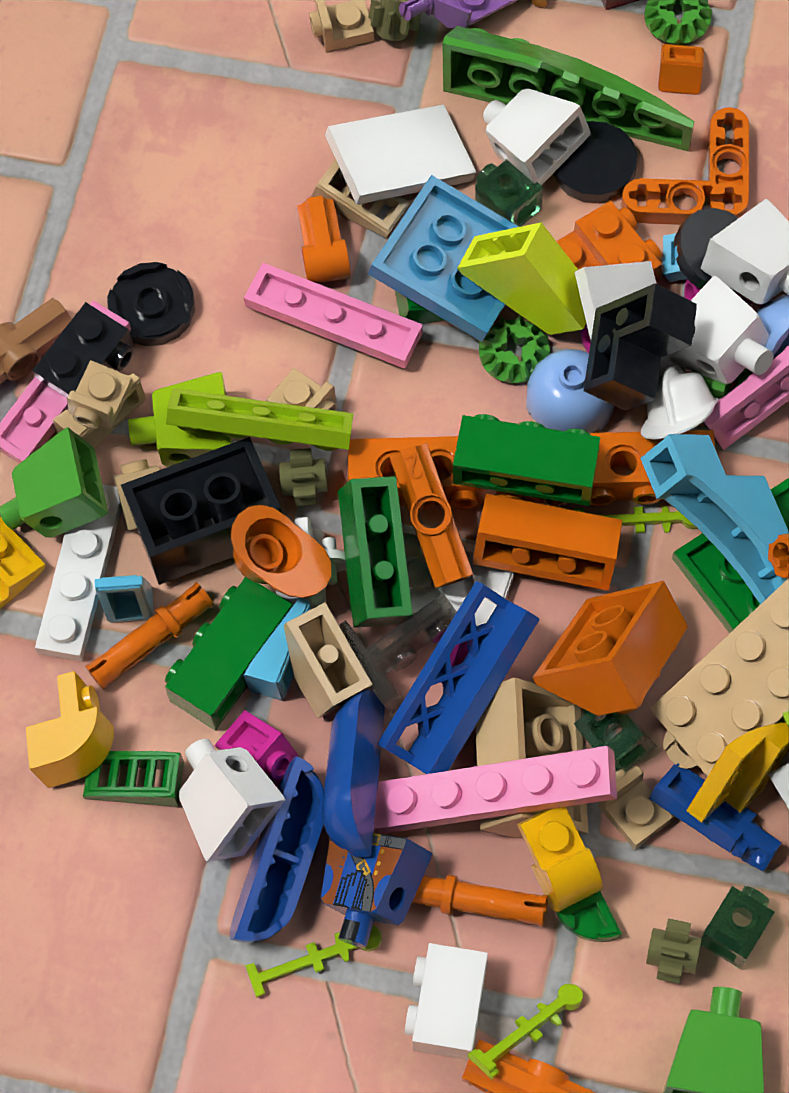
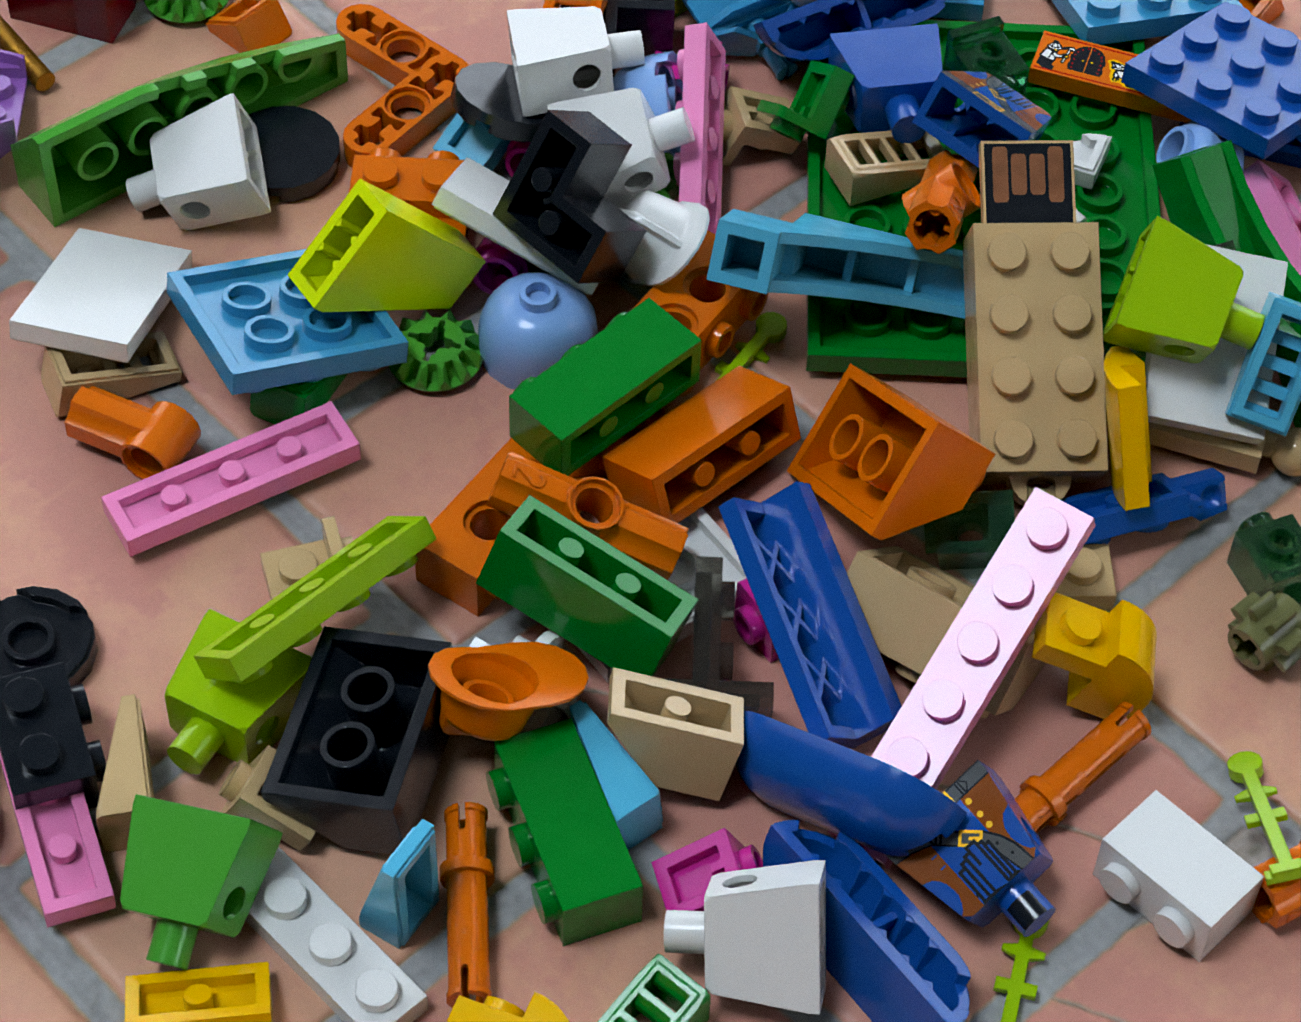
camera: 60 degrees left, 15 degrees down
(99, 396) = (125, 741): tan bracket -> none
(303, 477) = (412, 612): olive gear -> none
(517, 202) = (246, 231): clear green brick -> none
(590, 919) = (1174, 693): green tile -> none

